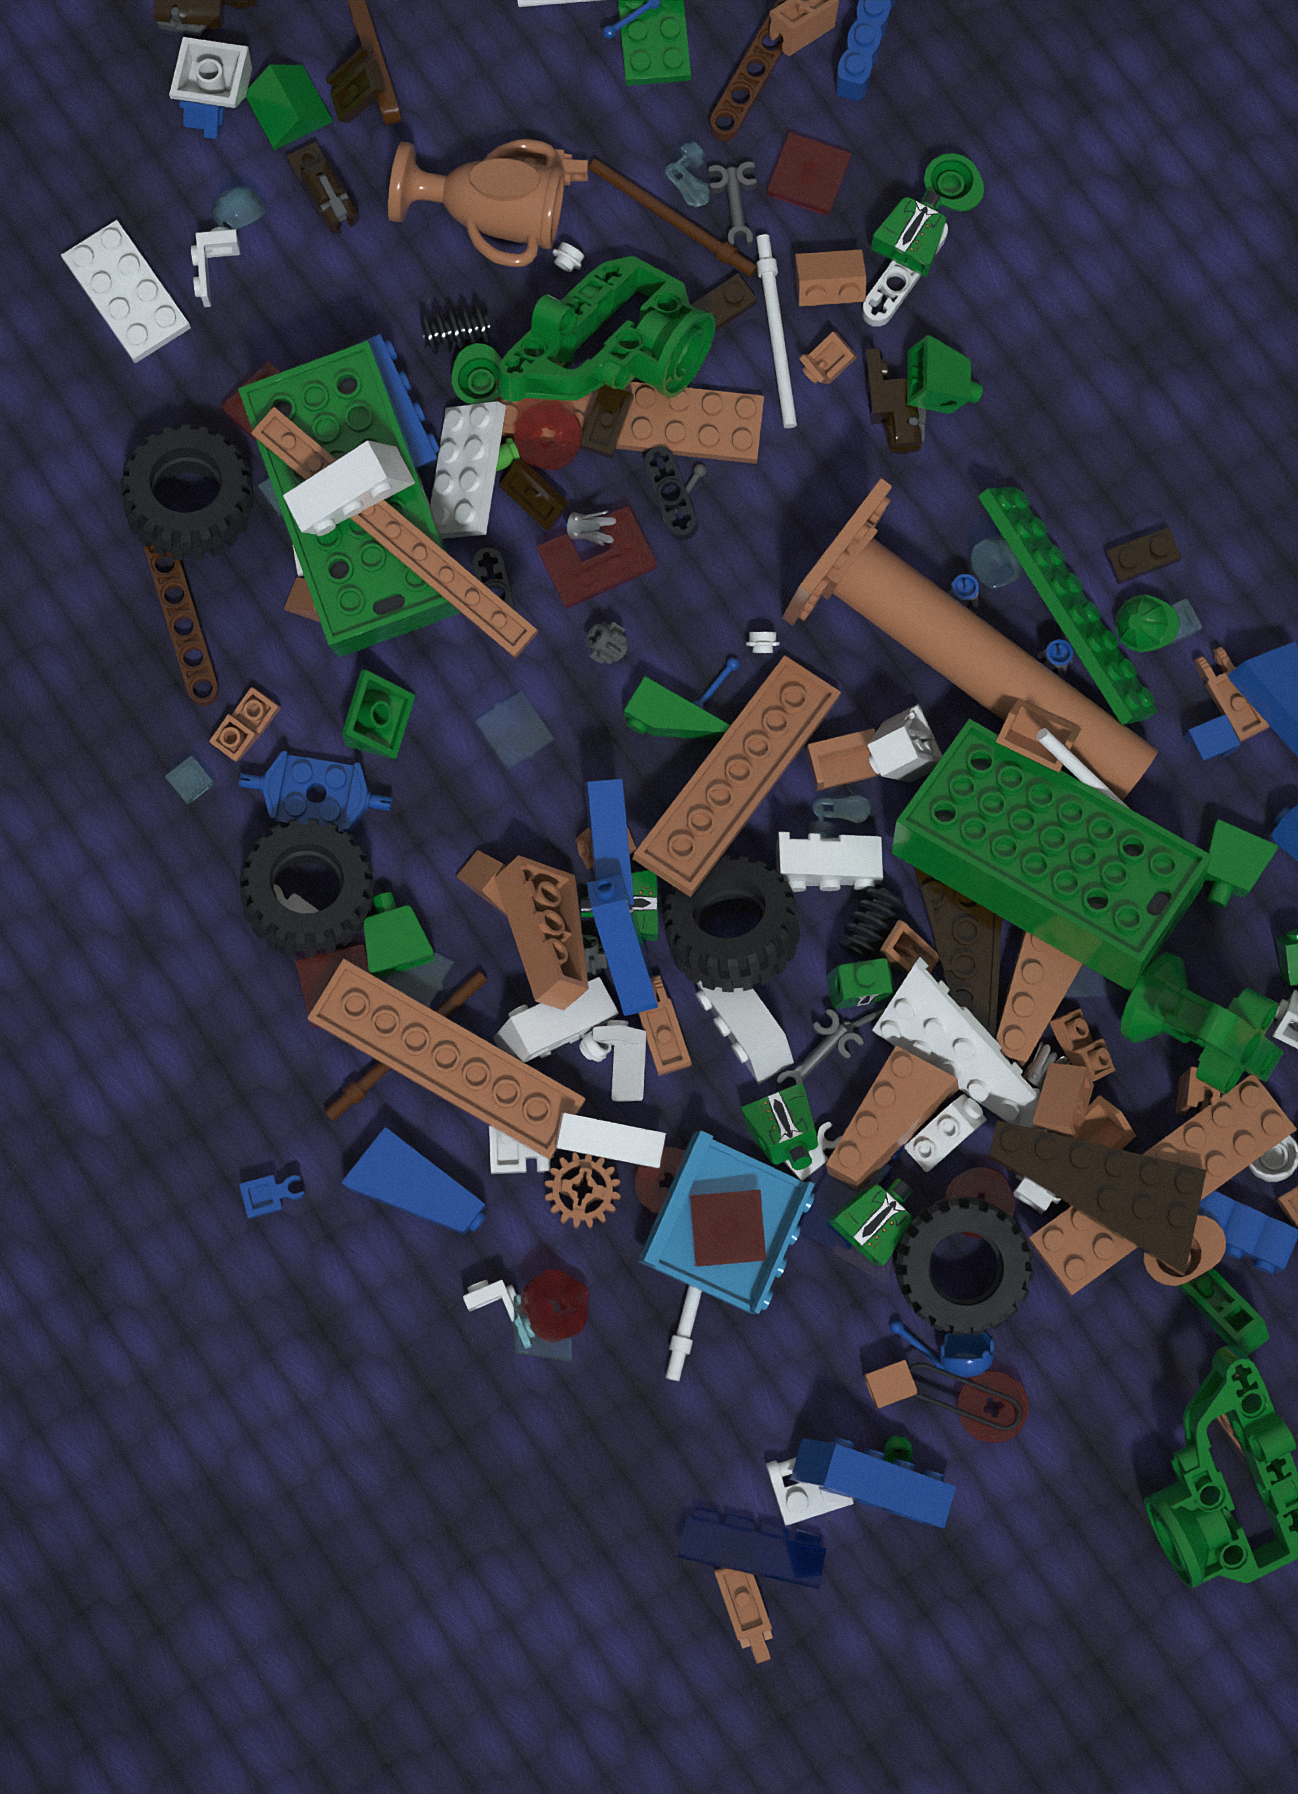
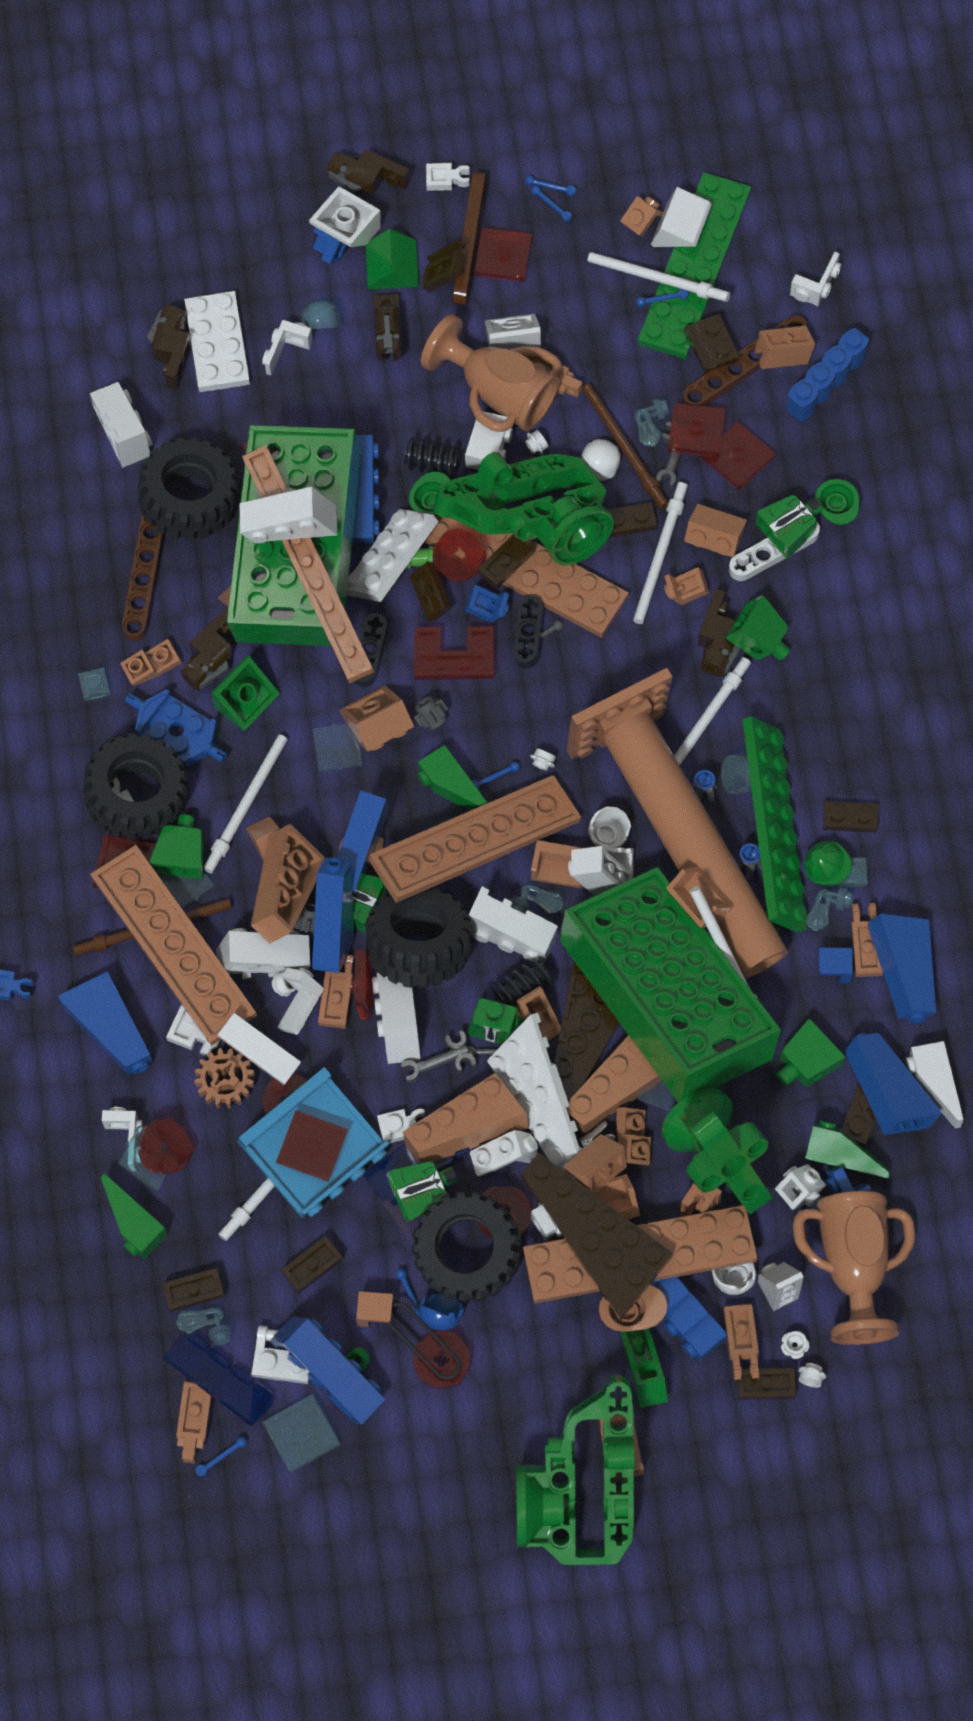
camera: 30 degrees right, 10 degrees down
(63, 444) = (121, 424): none -> white wedge
(71, 317) = (170, 343): none -> dark brown plate
(311, 681) = (210, 654): none -> dark brown plate
(415, 40) = (503, 254): none -> clear red plate
(439, 913) = (221, 845): none -> white bar
(475, 132) = (513, 332): none -> white slope
(514, 286) = (486, 441): none -> white brick
(546, 676) = (377, 718): none -> nougat slope
(564, 1411) = (137, 1226): none -> green slope
(582, 527) = (451, 626): flat silver piece -> none
(607, 481) = (486, 604): none -> blue bracket
(654, 244) = (601, 458): none -> white hair
(670, 1457) = (193, 1290): none -> dark brown plate
(687, 1493) = (192, 1320): none -> clear light blue piece
(689, 1008) = (362, 985): none -> clear red plate
(716, 49) = (711, 343): none -> dark brown plate
(749, 163) = (696, 430): none -> clear red plate
(782, 1662) = (202, 1470): none -> blue hinge
(783, 1126) = (389, 1095): green torso -> none
(791, 1364) = (312, 1264): none -> dark brown plate
(874, 1566) = (301, 1433): none -> clear light blue tile
(881, 692) = (609, 827): none -> white hair
(932, 454) = (731, 683): none -> white bar
(1164, 688) = (819, 915): none -> clear light blue piece

